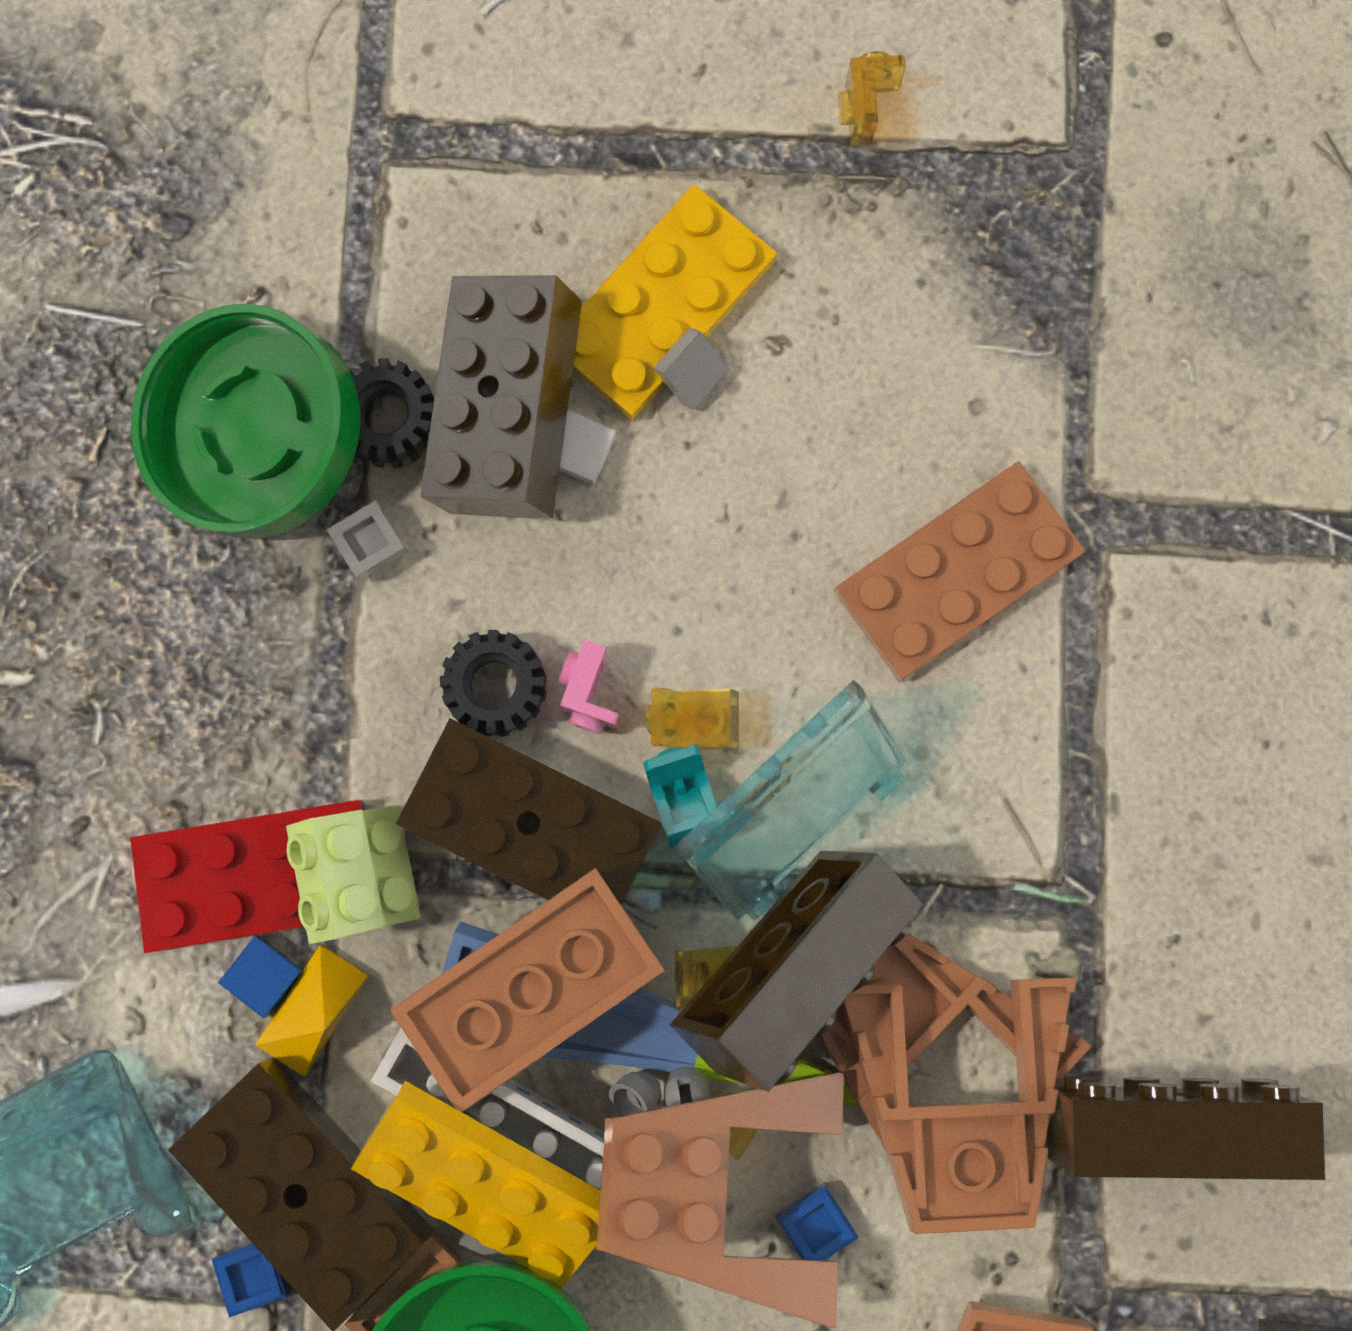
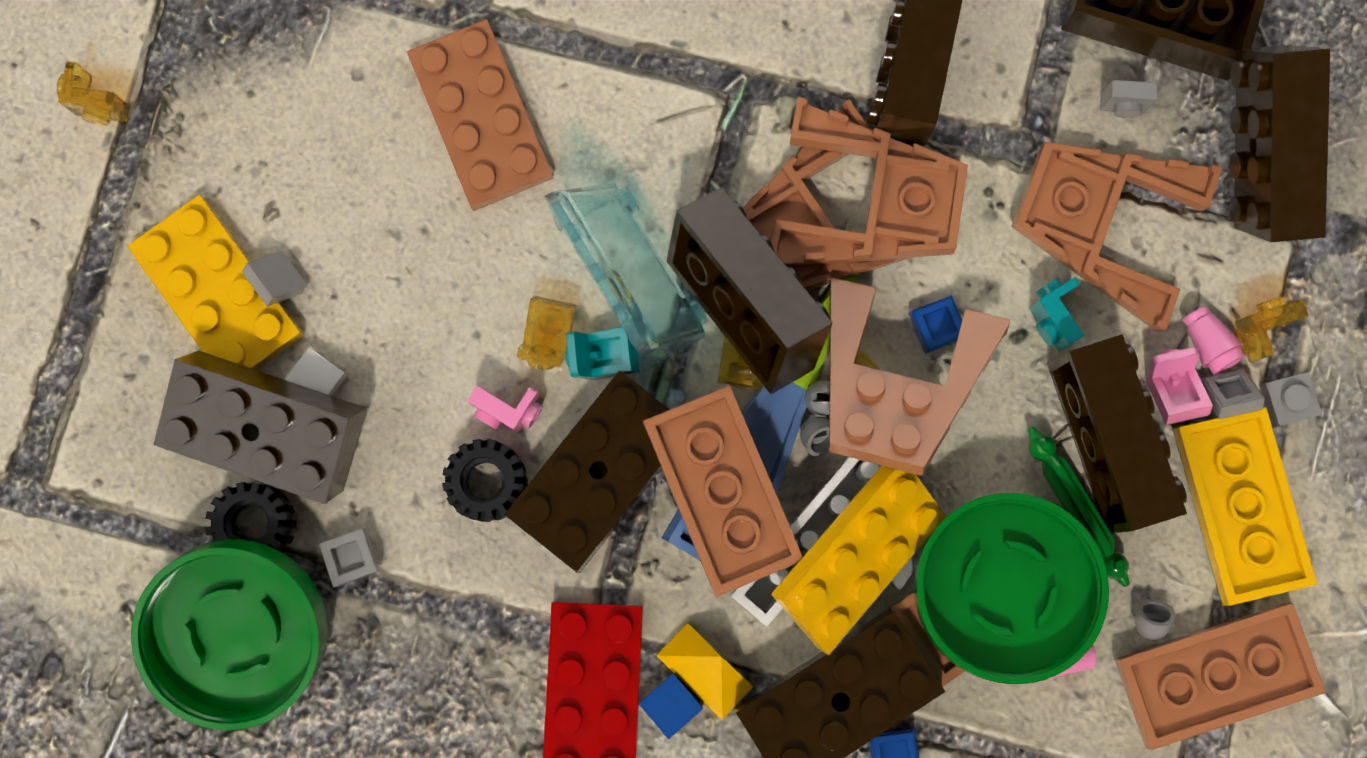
camera: 75 degrees left, 0 degrees up
(352, 873) = (606, 614): yellowish green plate -> none

